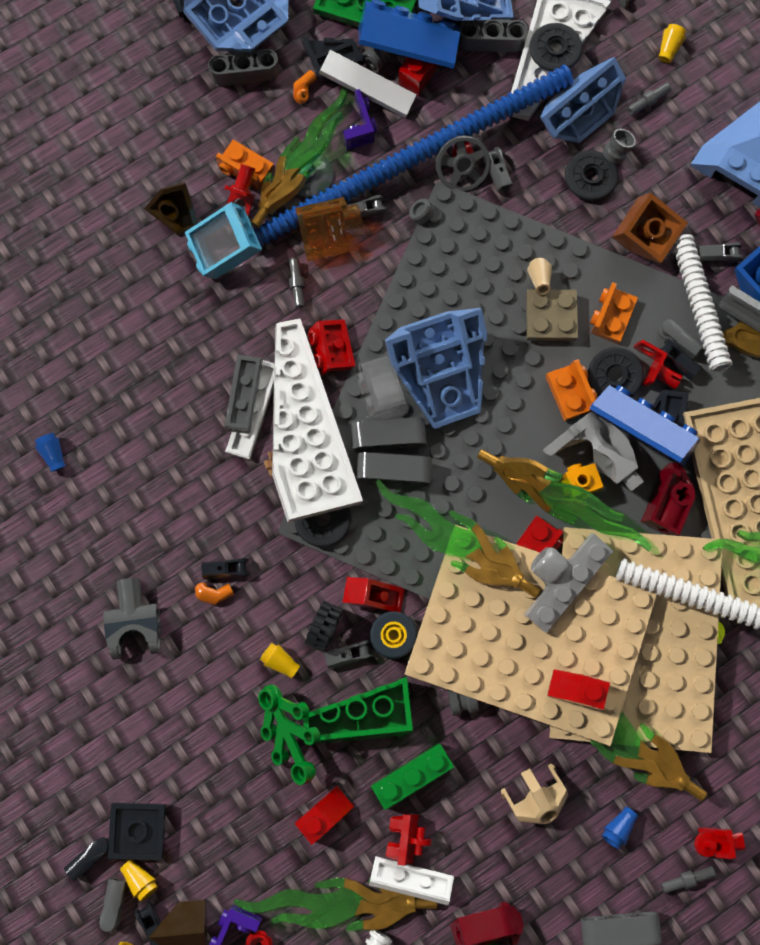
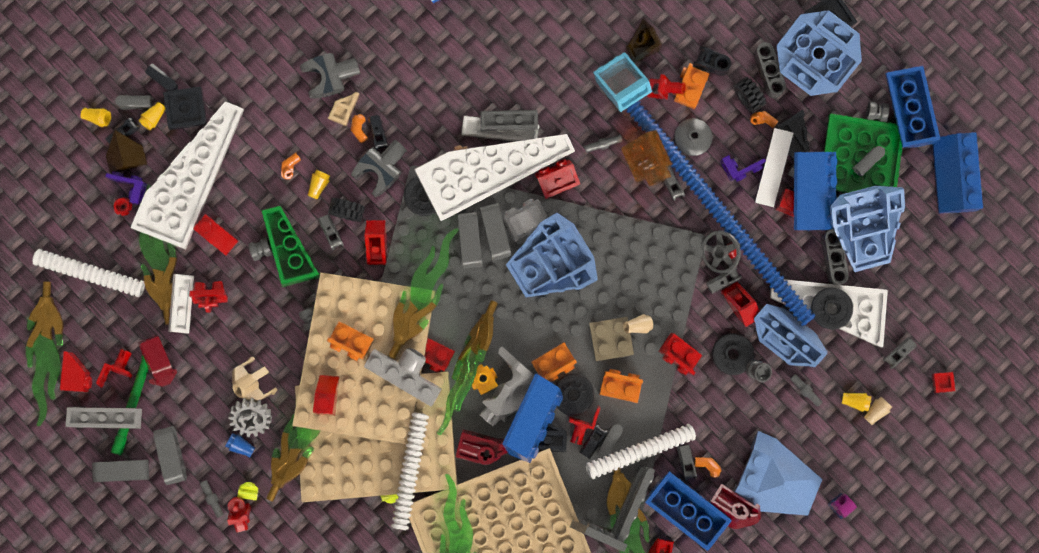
camera: 80 degrees right, 5 degrees up
(183, 610) = (343, 109): none -> tan tile
(214, 134) = (711, 61): none -> black piece
(244, 698) = (288, 165): none -> orange arm
(258, 859) = (179, 194): none -> white wing
(271, 93) = (749, 94): none -> black tyre
(271, 569) = (382, 165): none -> dark grey connector
(273, 703) = (267, 196): green plant -> none
(297, 162) = (700, 124): piece -> none
(355, 755) = (261, 248): none -> dark grey wheel
(393, 643) = (355, 263): black wheel -> none
(412, 776) = (252, 291): green brick -> none
(421, 211) = (677, 227): dark grey tile -> none
(507, 646) = (351, 341): none -> orange bracket
(531, 152) = (741, 303): none -> red slope
(584, 235) = (680, 353): none -> red bracket
(585, 806) = (250, 417): none -> light grey gear
(650, 228) = (694, 404): dark orange slope -> none
(685, 17) = (877, 410): none -> tan cone
(685, 826) = (248, 491): none -> neon yellow plate
(730, 222) = (710, 464): none -> orange arm

